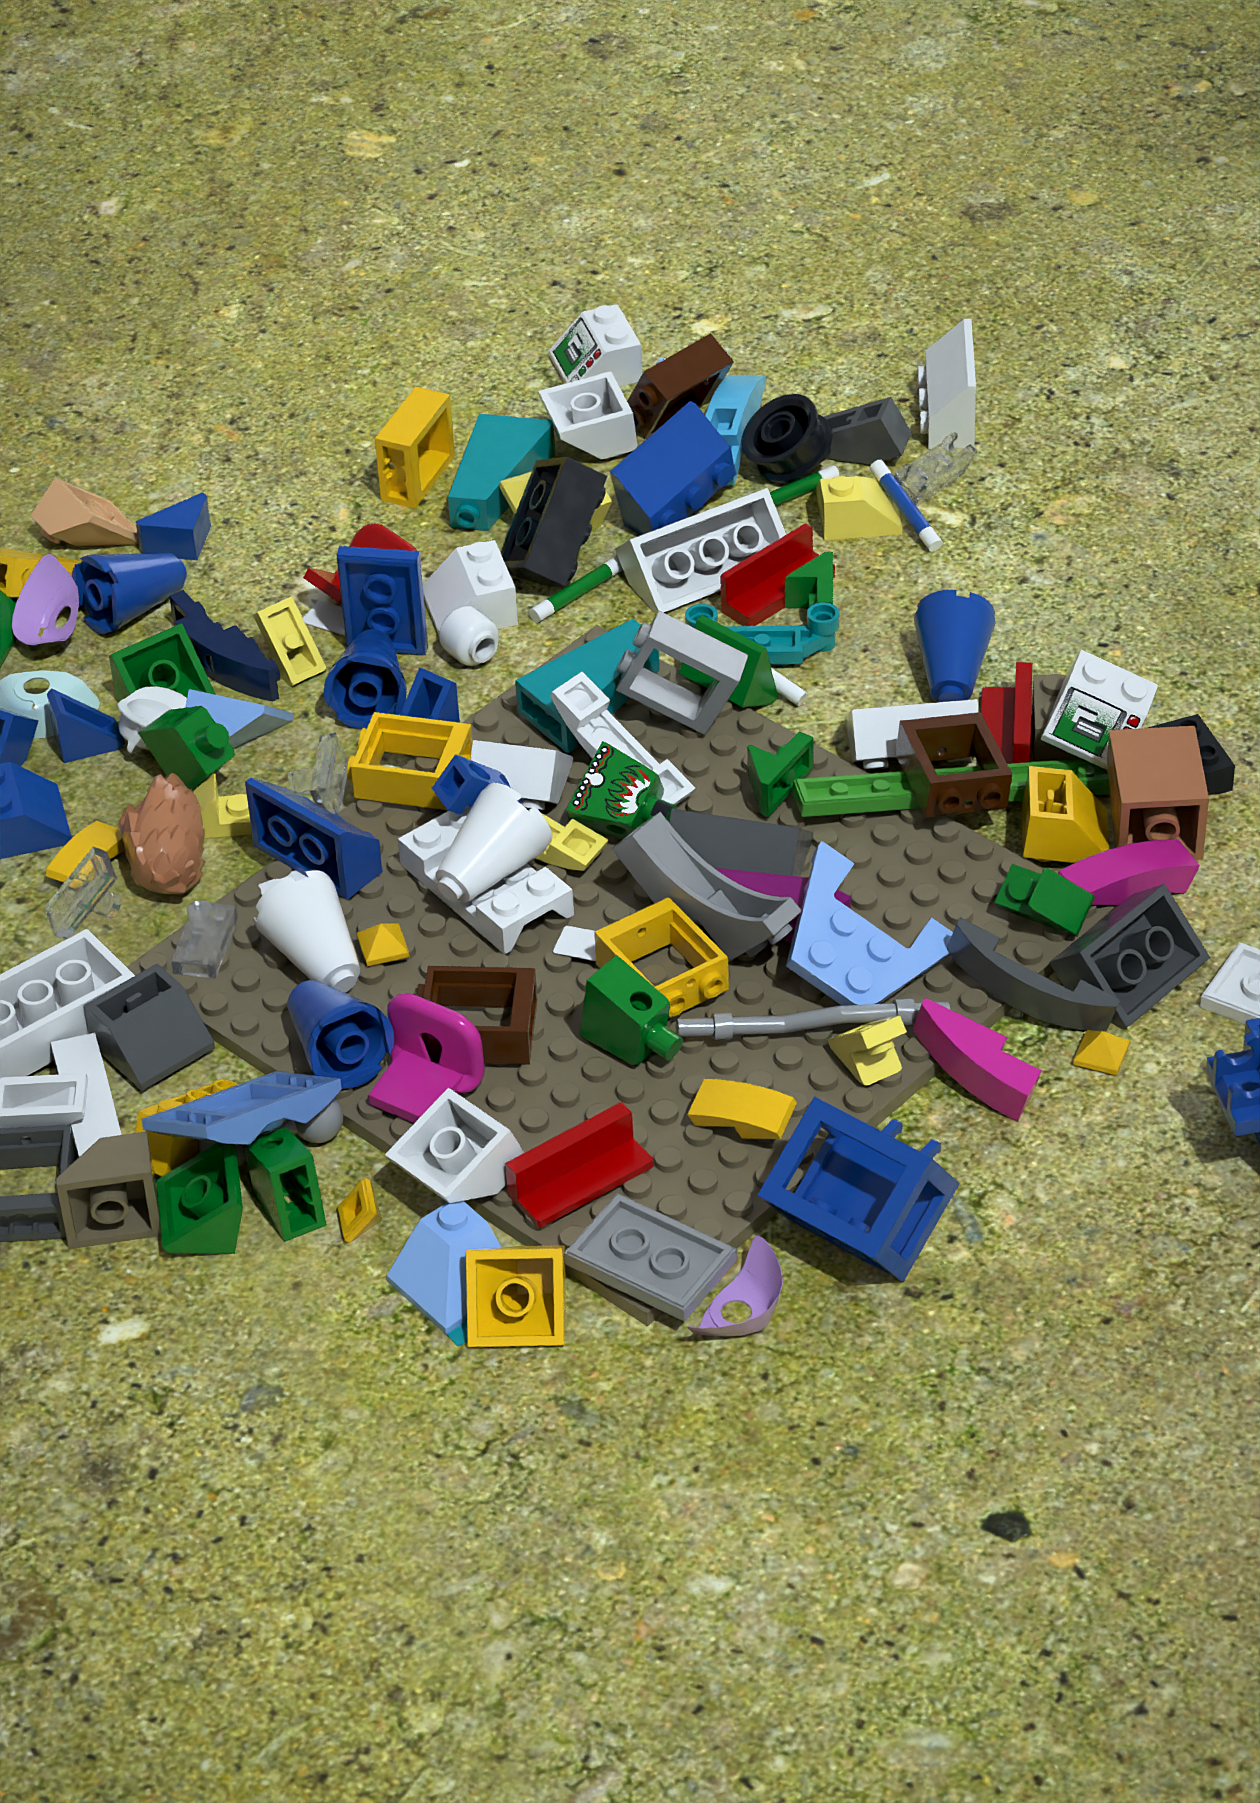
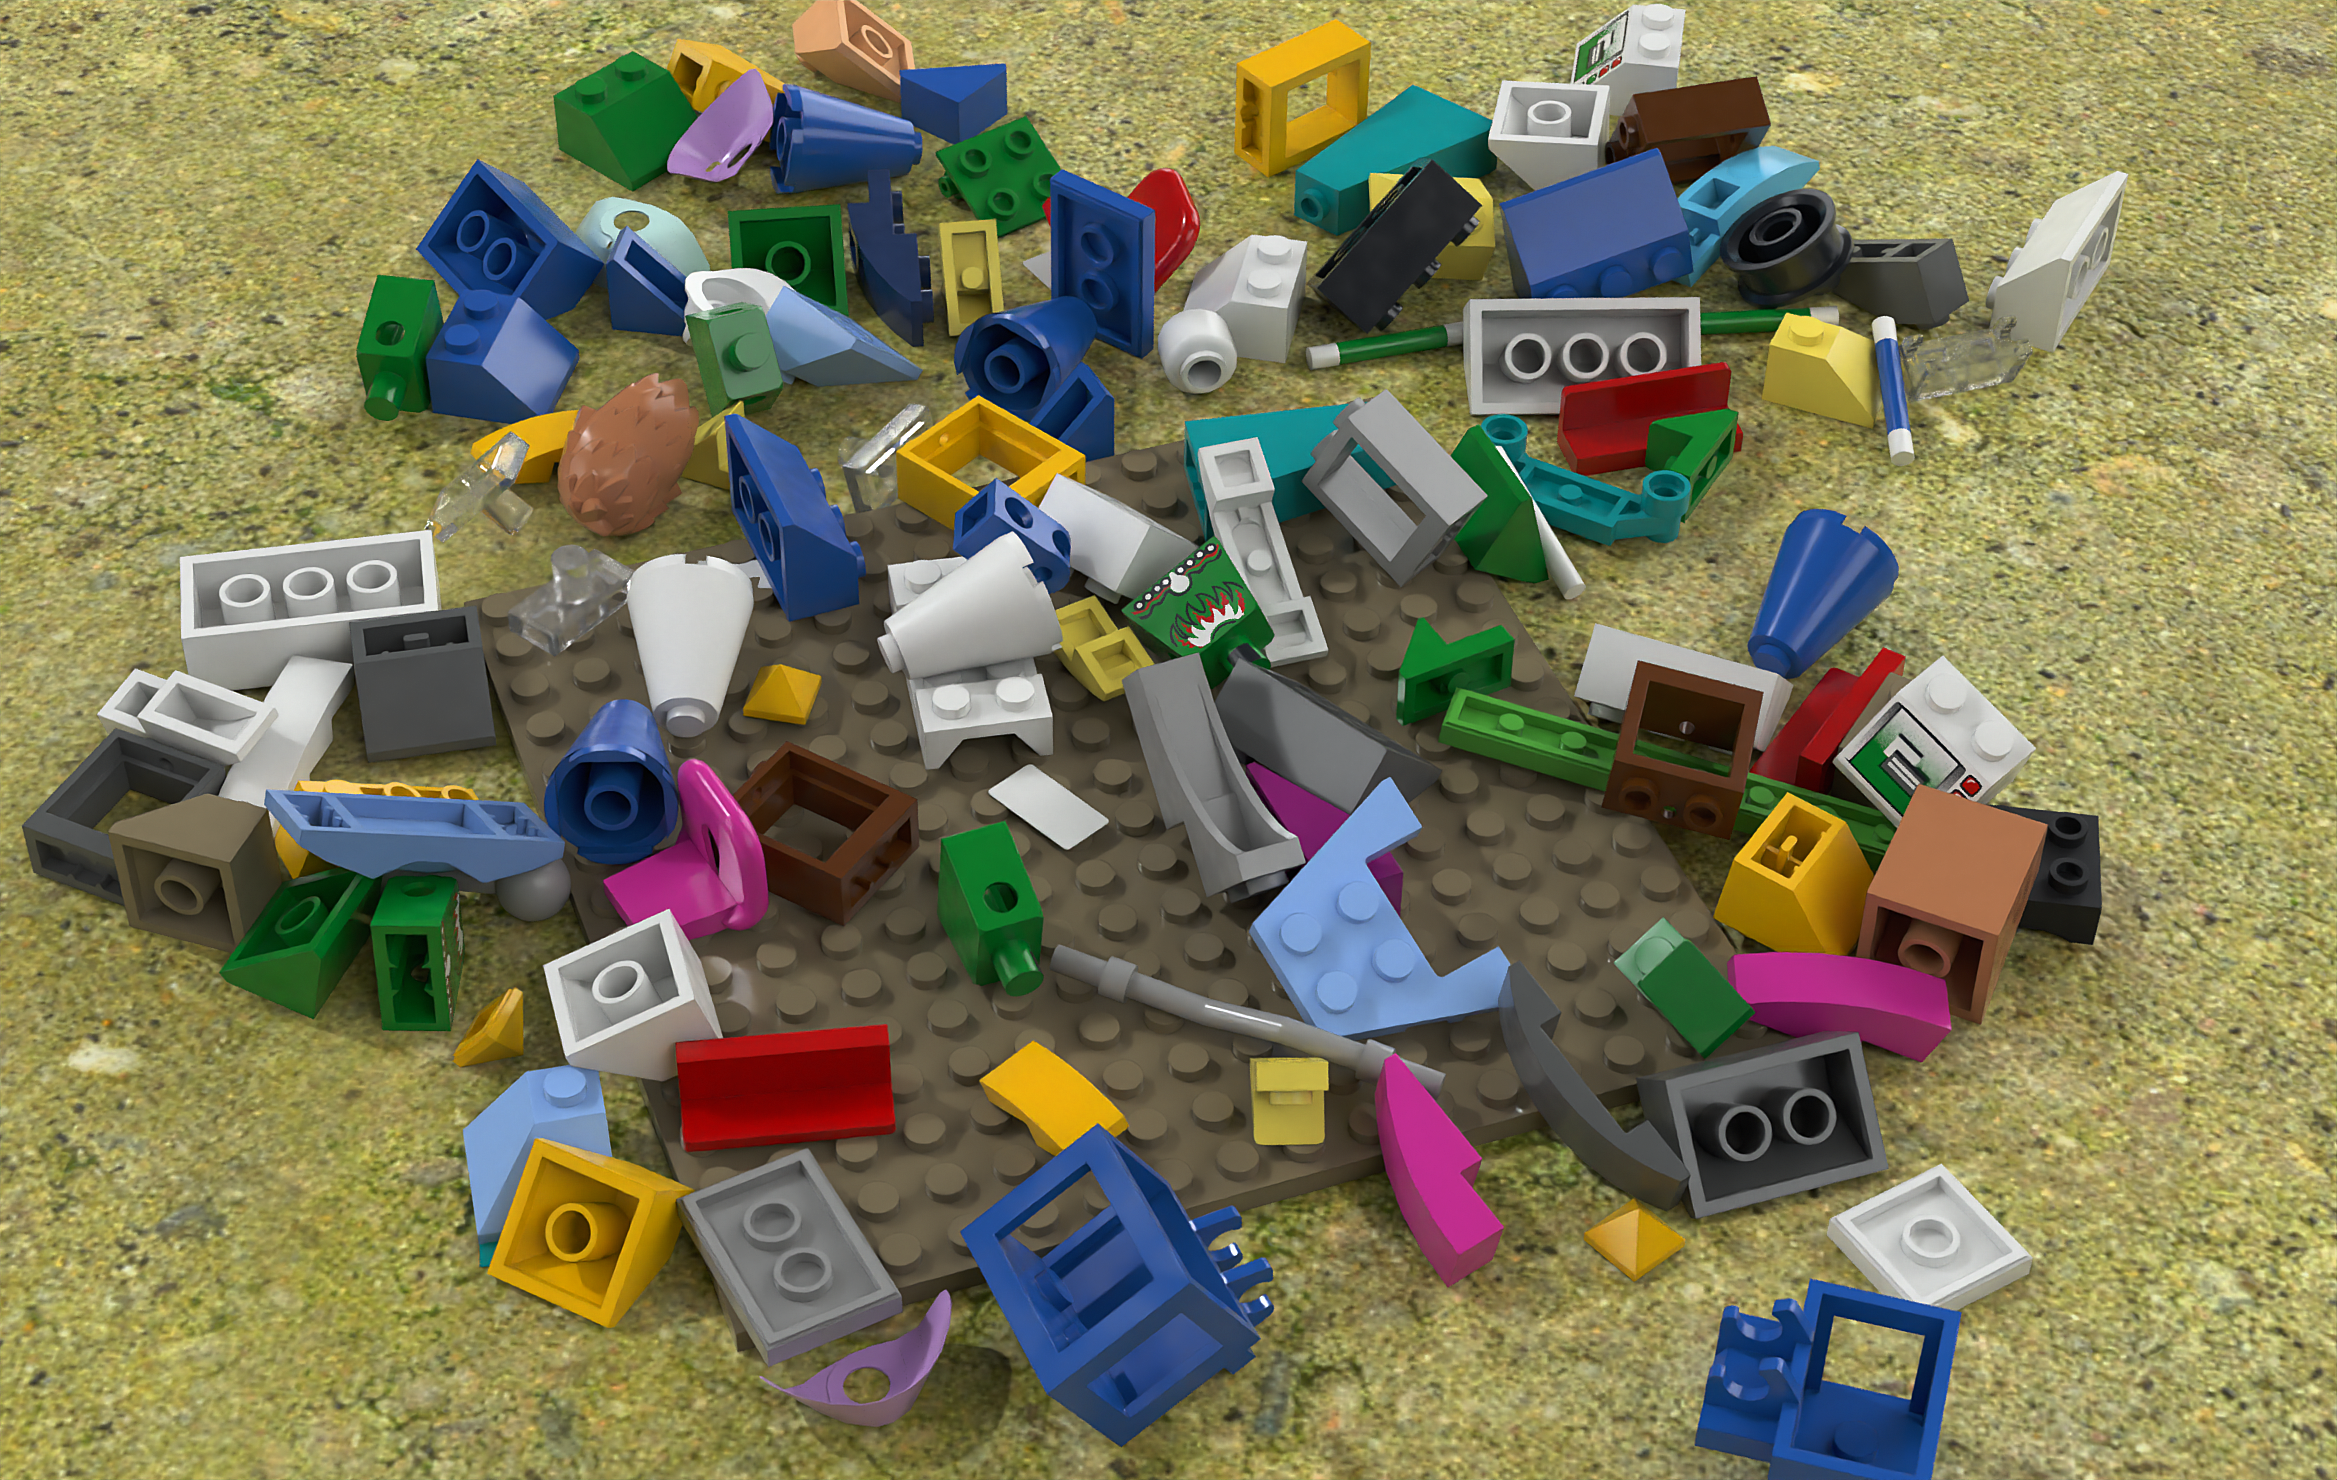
camera: 25 degrees right, 0 degrees up
(253, 568) = (1001, 175): none -> green hinge
(660, 926) = (1130, 814): yellow window -> none

